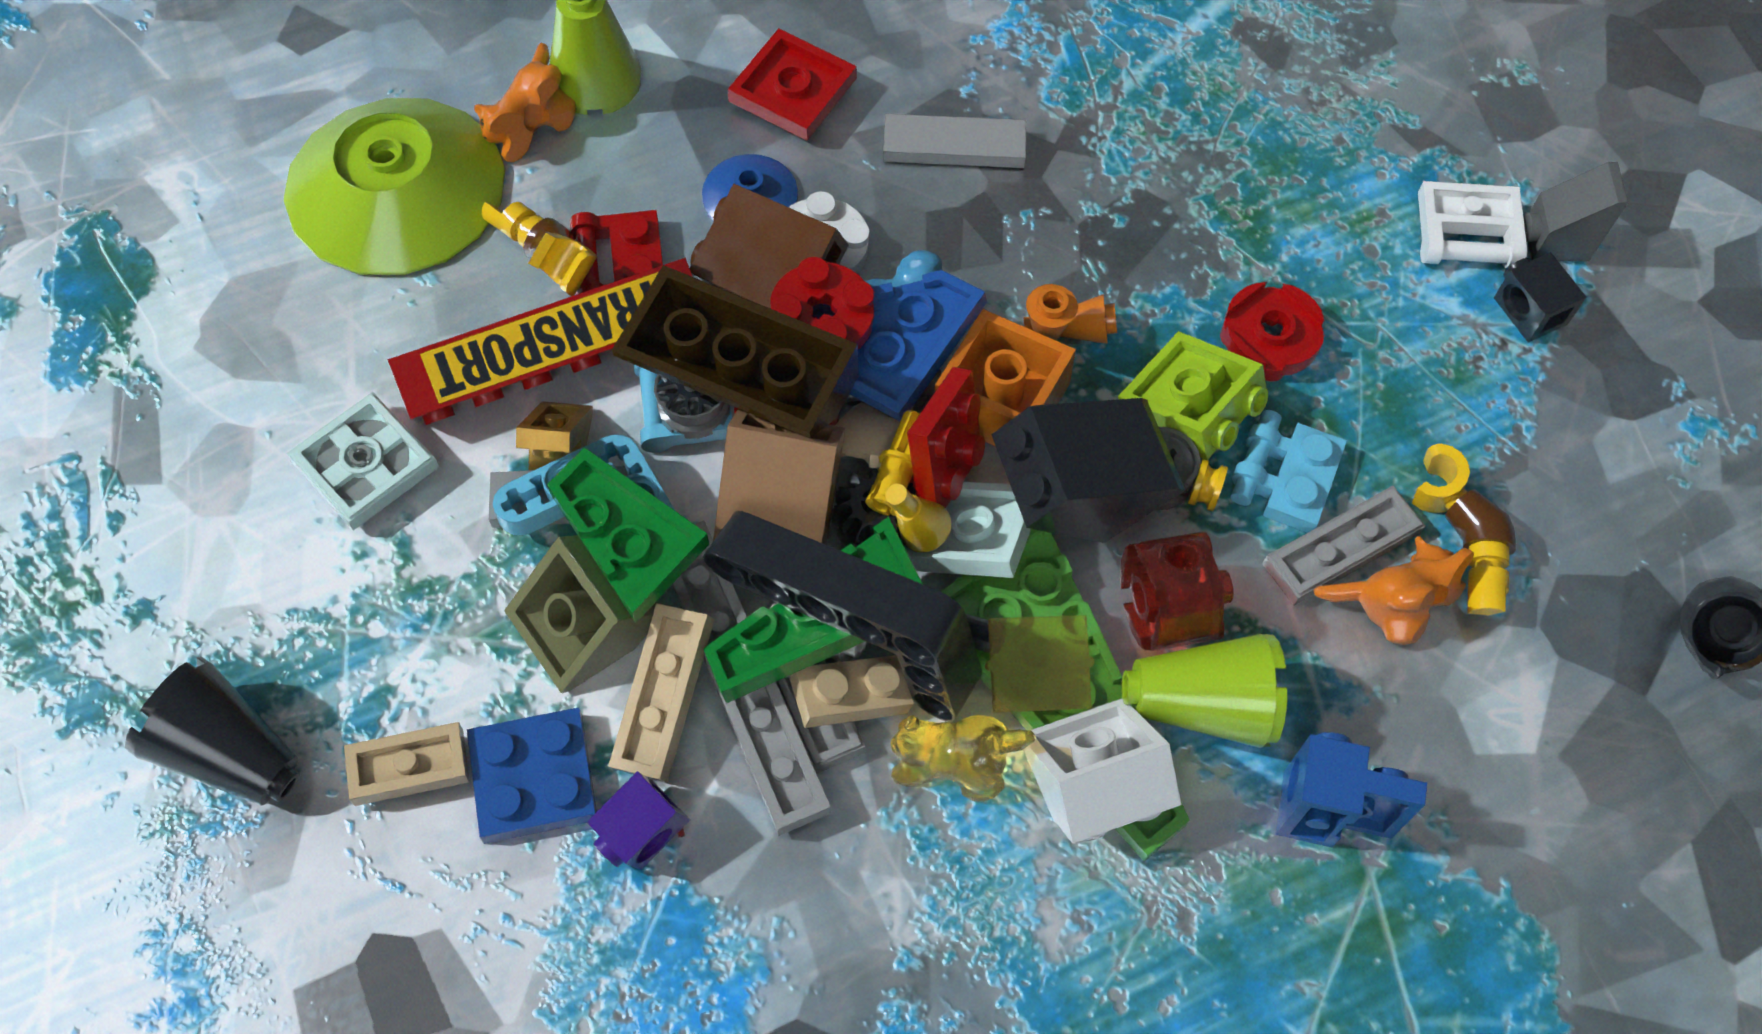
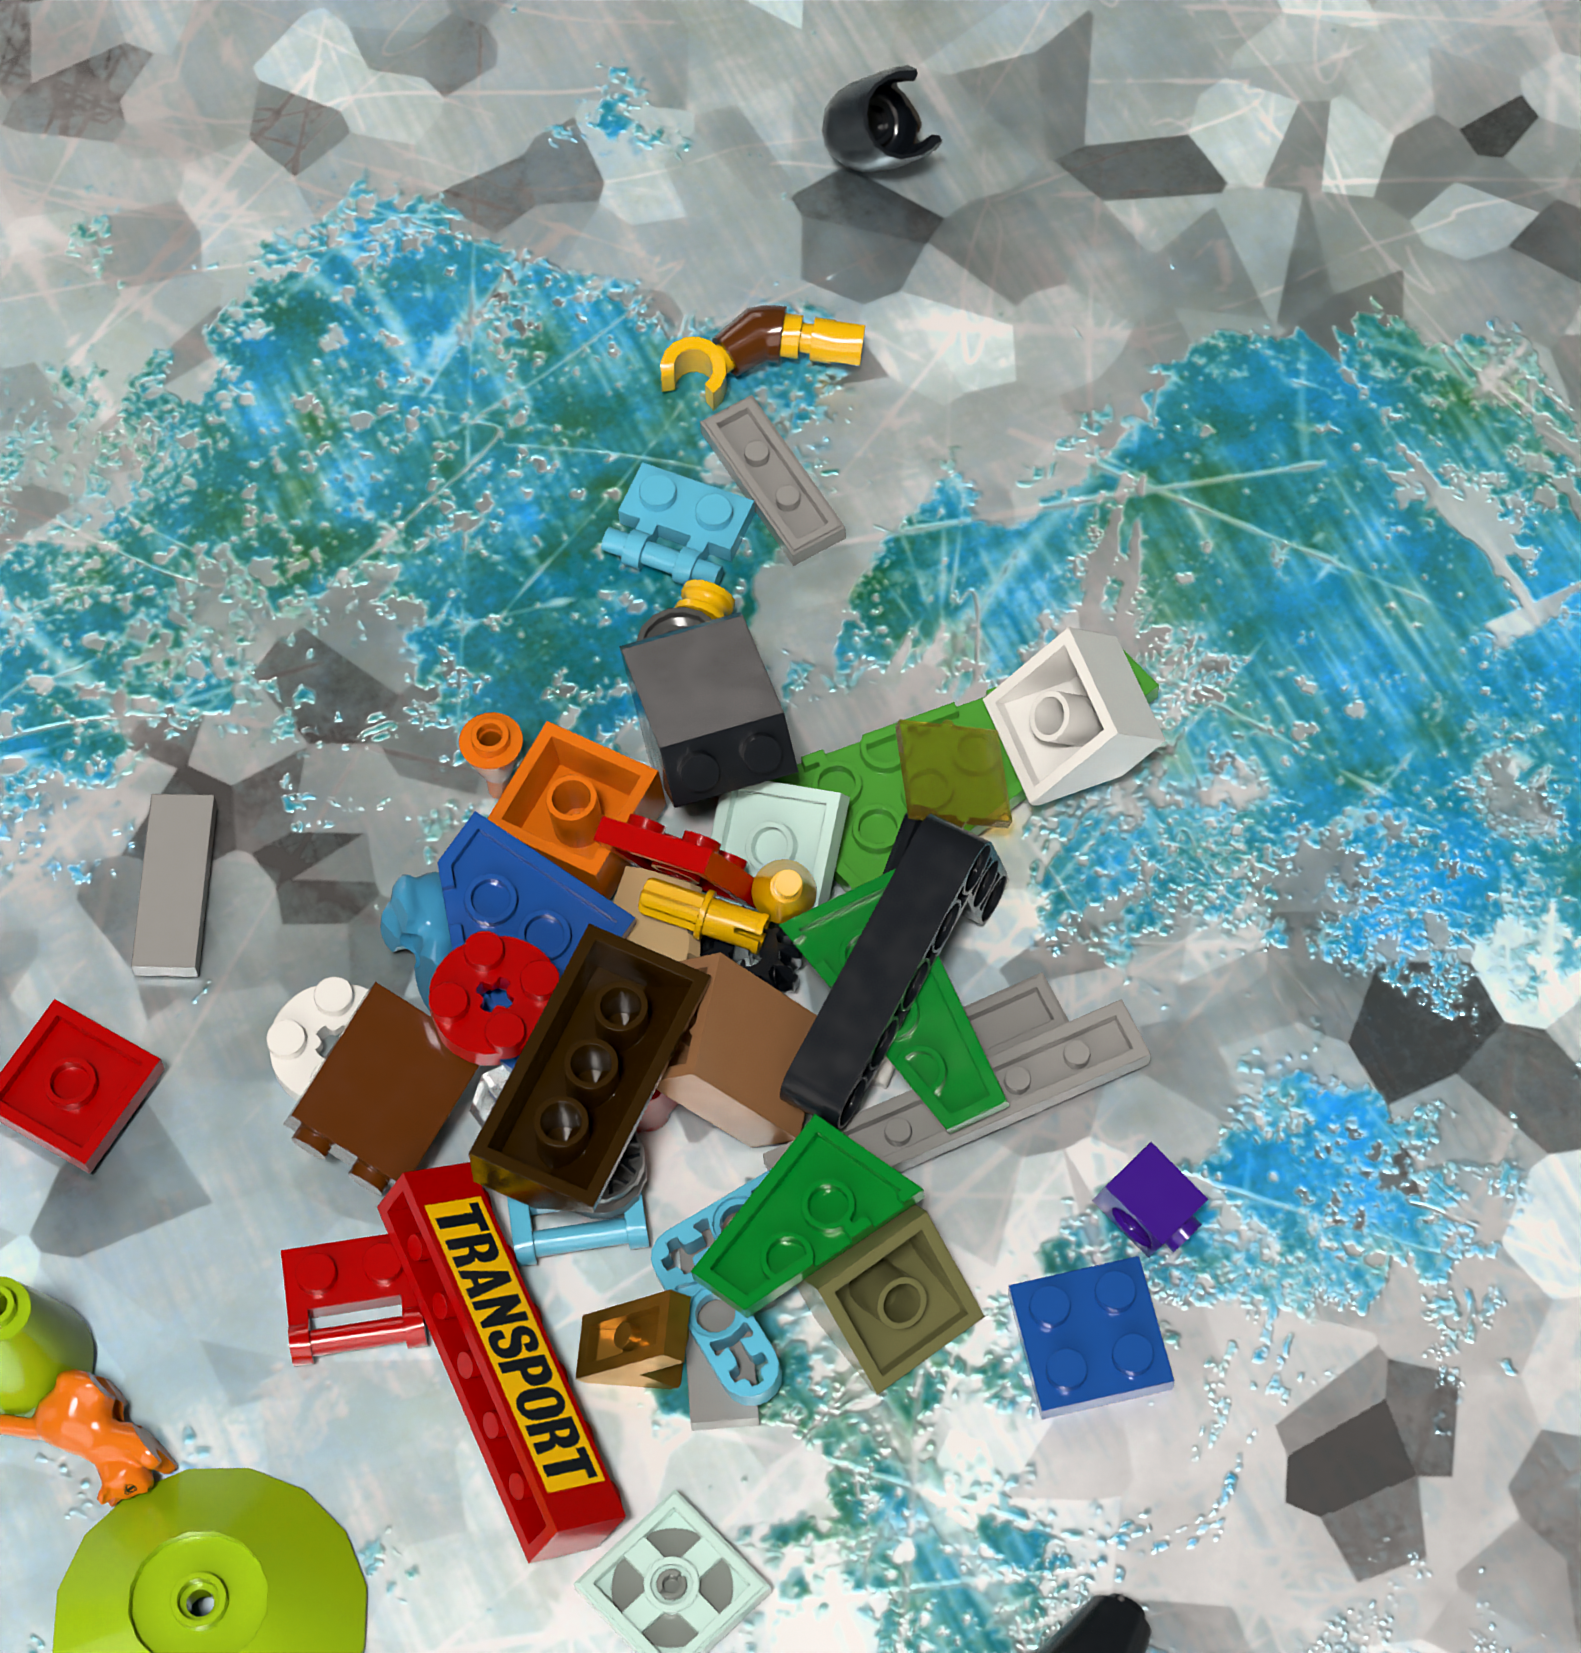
camera: 85 degrees left, 0 degrees up
(406, 764) = (1088, 1475): tan plate -> none
(545, 243) = (353, 1369): yellow piece -> none
(661, 692) = (996, 1184): tan plate -> none
(766, 174) = (246, 1169): blue dish -> none
(851, 691) = (984, 982): tan plate -> none
(964, 752) = (1048, 860): clear yellow animal -> none
(1091, 322) = (456, 713): orange cone -> none
(1174, 591) = (857, 638): clear red brick -> none
(1201, 391) = (580, 611): lime plate -> none
(1214, 689) = (975, 598): lime cone -> none
(1291, 309) = (491, 559): red plate -> none
(1333, 790) = (1086, 496): blue brick -> none
(1402, 594) = (843, 413): orange animal -> none
(1471, 211) = (319, 306): white plate -> none
(1539, 296) = (448, 248): black brick -> none
(1576, 214) = (346, 191): dark grey slope -> none

